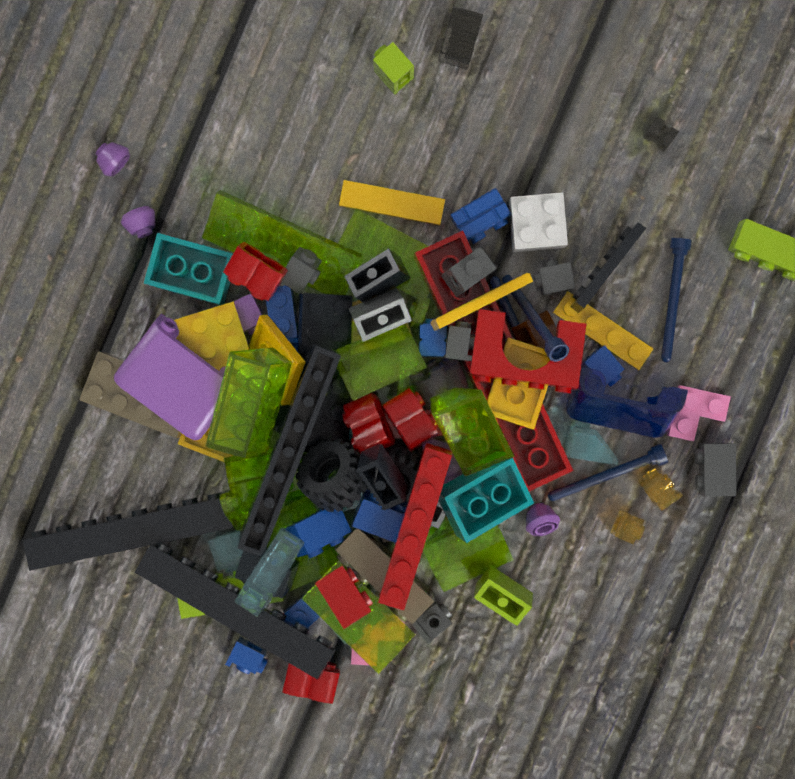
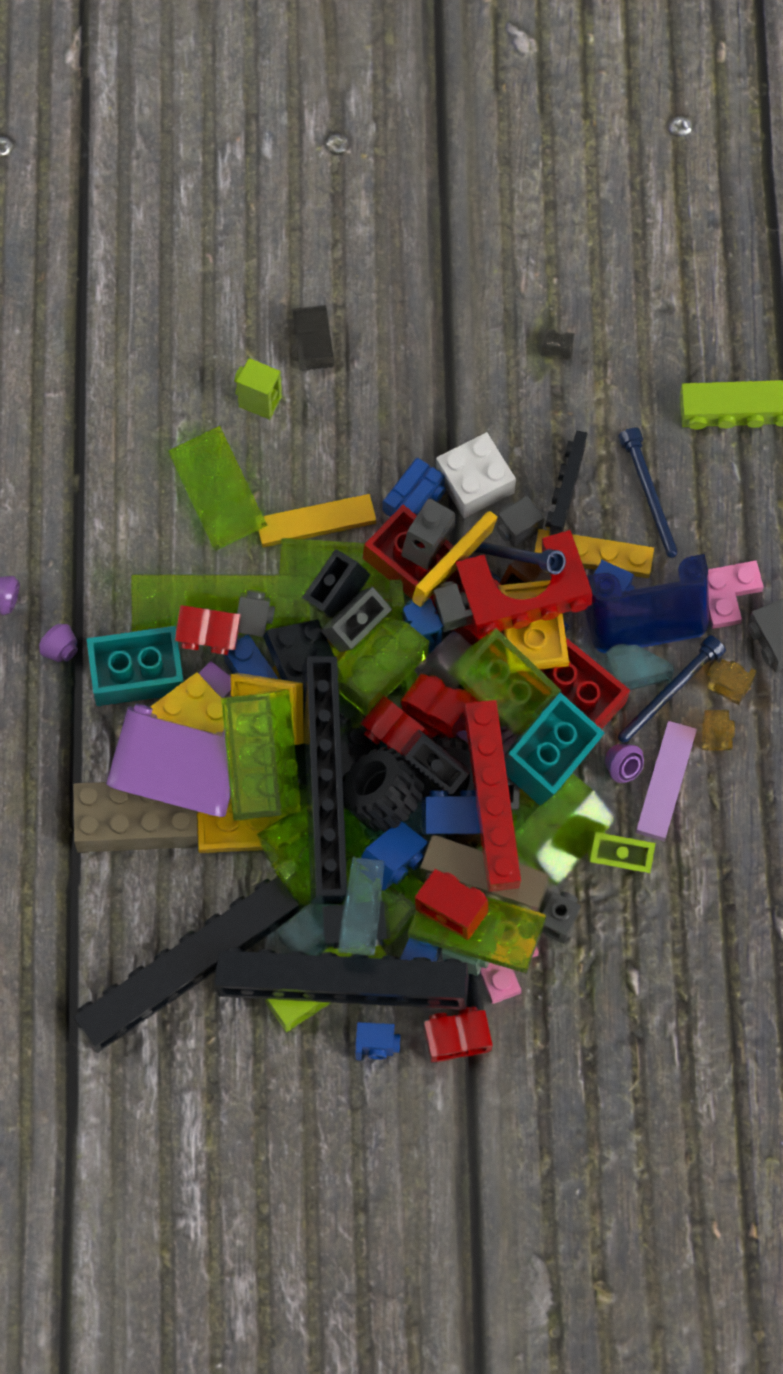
camera: 20 degrees left, 20 degrees down
(323, 139) = (217, 488): none -> clear neon green plate
(568, 547) = (666, 781): none -> lavender tile

